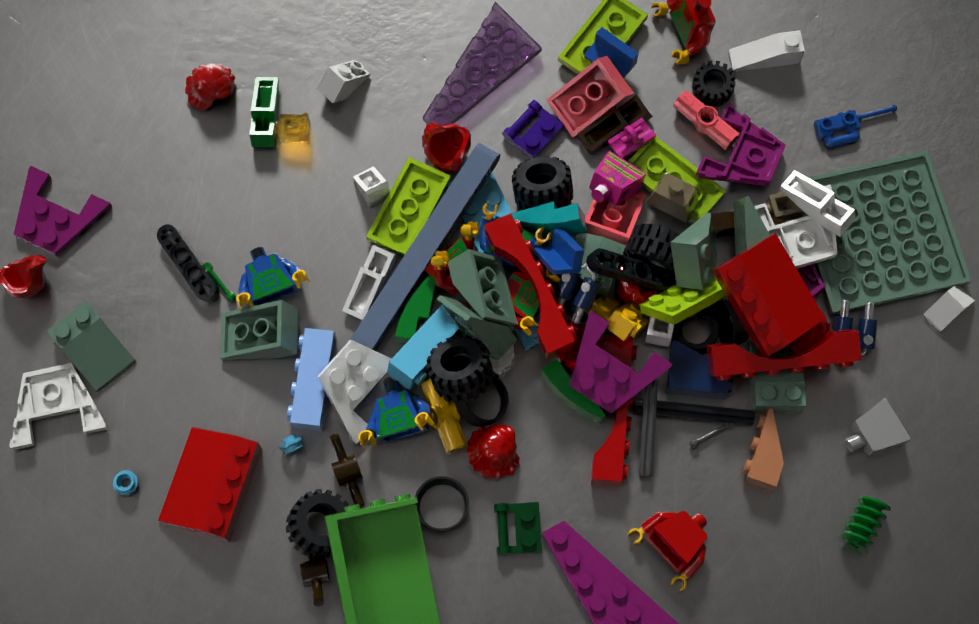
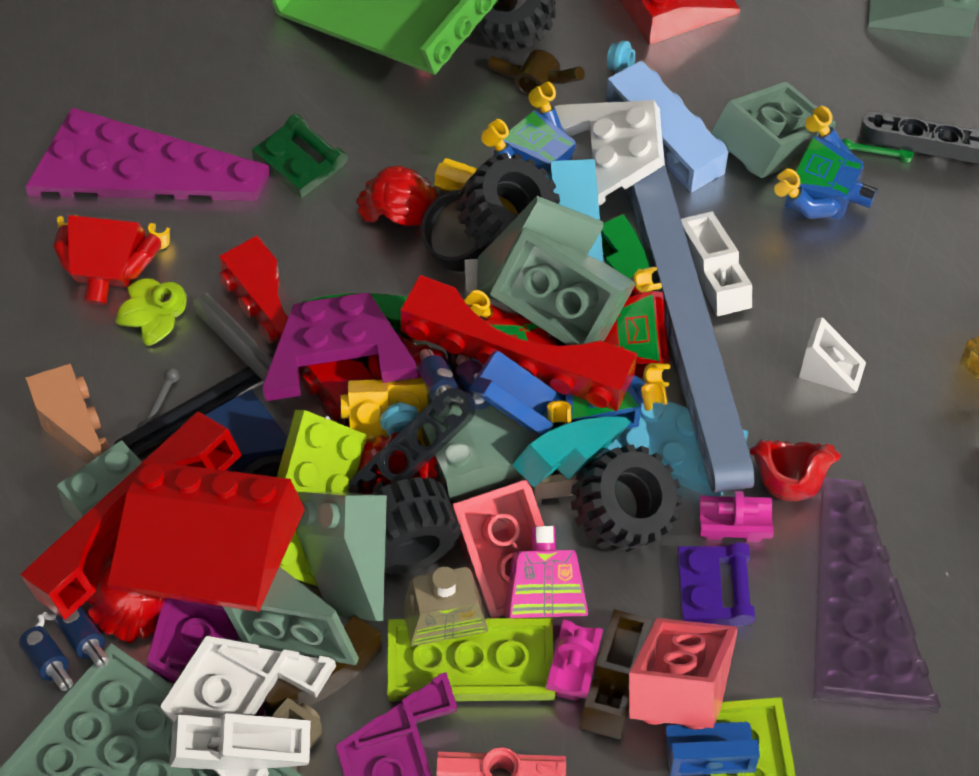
camera: 135 degrees right, 15 degrees down
(408, 206) = (765, 373): lime plate -> none
(442, 480) = (404, 90): black tyre -> none
(499, 142) = (735, 517): none -> dark pink hips
(618, 297) = (397, 417): none -> medium azure plate
(678, 491) = (149, 310): none -> lime plate

